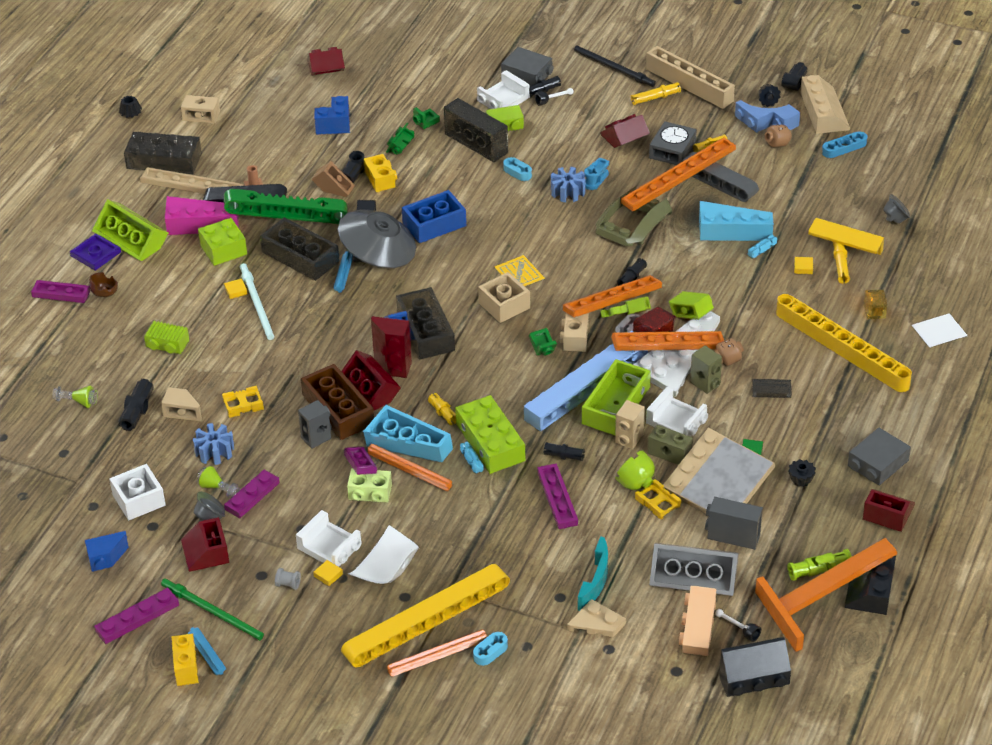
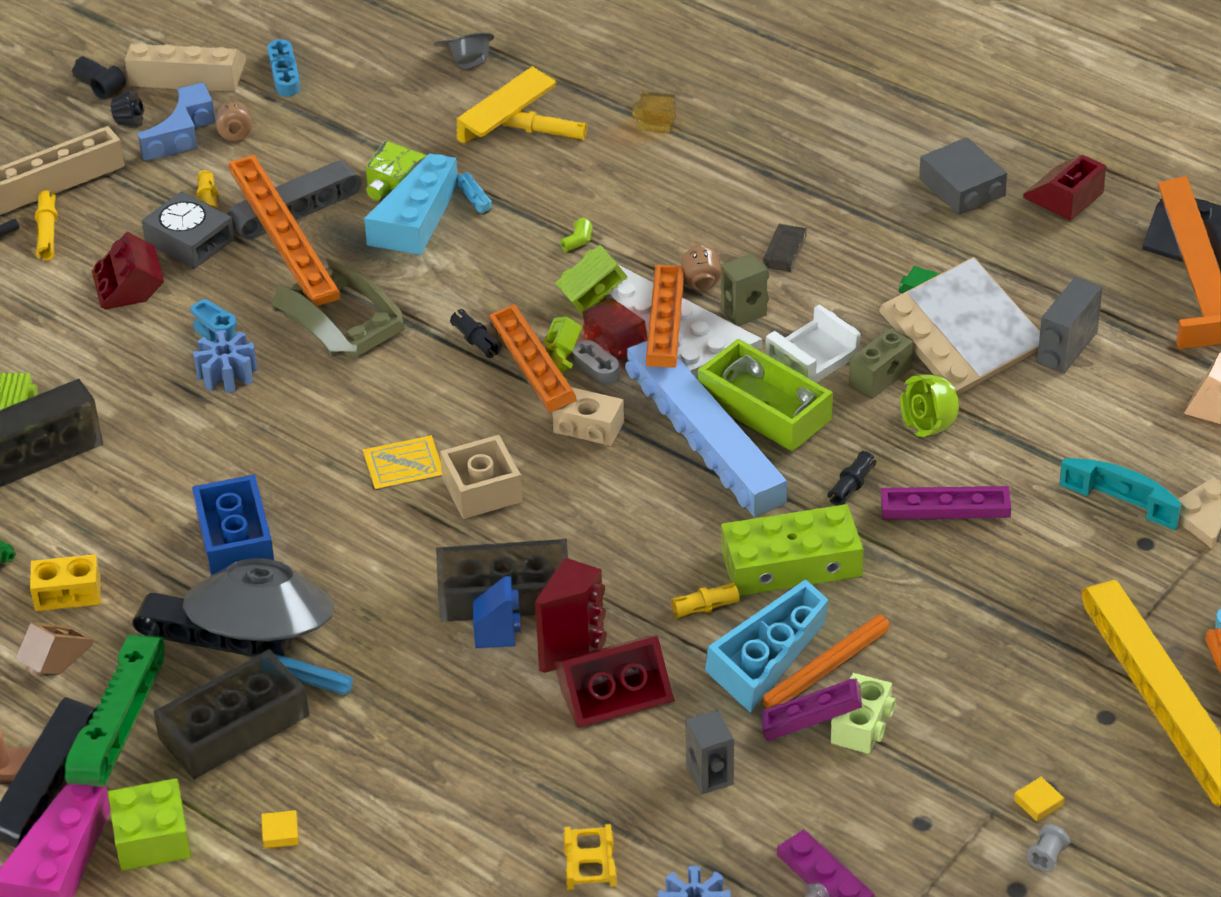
camera: 75 degrees left, 0 degrees up
(248, 279) = (261, 805): light aqua bar -> none
(327, 541) = (973, 784): white panel -> none
(347, 406) = (649, 717): reddish brown brick -> none
(354, 166) = (23, 609): black piece -> none
(387, 558) = (1021, 718): white piece -> none
(471, 457) = (834, 585): medium azure axle -> none
(517, 169) = (145, 415): medium azure beam -> none
(542, 342) = (599, 458): green bracket -> none
(629, 424) = (841, 378): tan brick -> none
(663, 495) = (974, 396): yellow piece -> none
(691, 566) = (1133, 389): light grey slope -> none
(741, 298) = (580, 236): none -> lime arm
(763, 202) = (389, 168): none -> lime torso
(801, 472) = (976, 246): black piece -> none
(803, 265) = (534, 163): yellow tile -> none
(817, 565) = (1153, 273): lime piece -> none
(844, 343) = (720, 159): yellow beam -> none
(939, 330) = (720, 75): white sticker -> none

